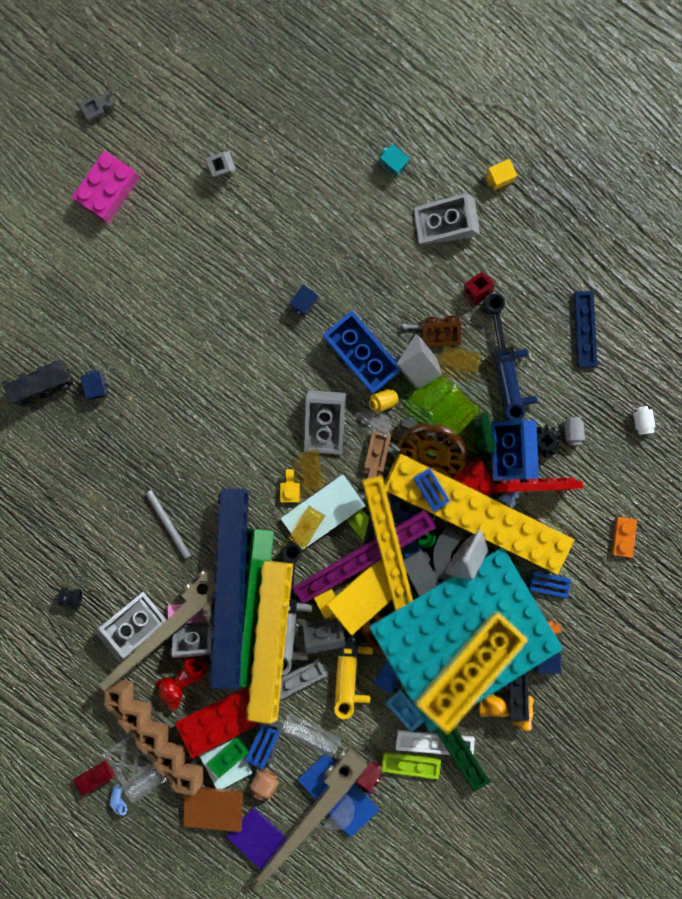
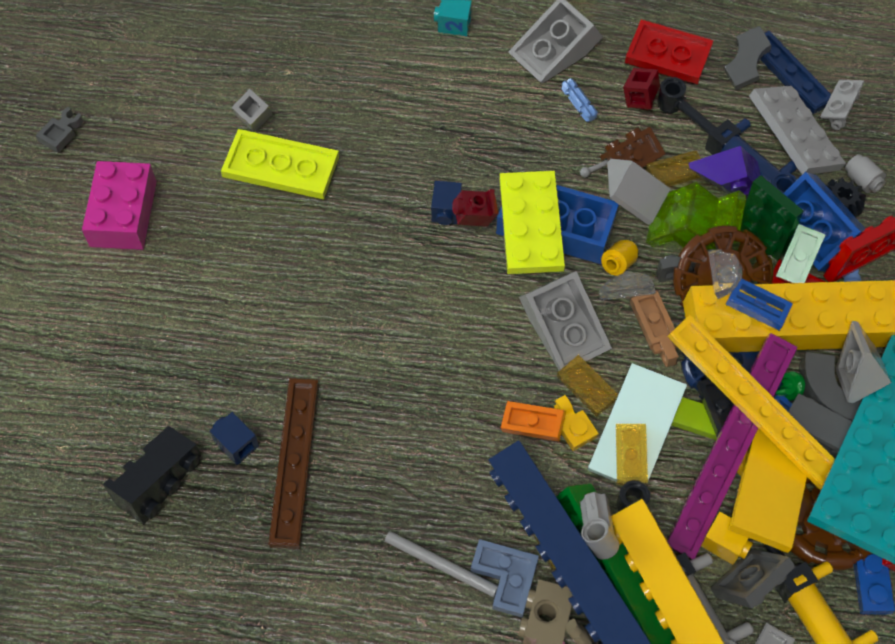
camera: 25 degrees left, 25 degrees down
(122, 417) = (293, 464): none -> reddish brown tile
(202, 549) = (512, 568): none -> sand blue plate
(219, 211) = (280, 164): none -> neon yellow plate
(254, 562) = (598, 526): none -> light grey piece
(266, 474) = (533, 421): none -> orange plate
(321, 322) = (475, 207): none -> dark red brick
(339, 351) = (531, 222): none -> neon yellow plate
(425, 459) = (725, 272): none -> clear plate
(435, 270) = (579, 100): none -> medium blue axle
(483, 390) = (728, 170): none -> dark purple slope
(486, 467) = (800, 255): none -> plate
(516, 269) = (669, 51): none -> red plate
(554, 376) = (797, 130): none -> light grey plate
(570, 299) = (743, 67): none -> dark grey tile
(598, 373) = (842, 102): none -> light grey hinge

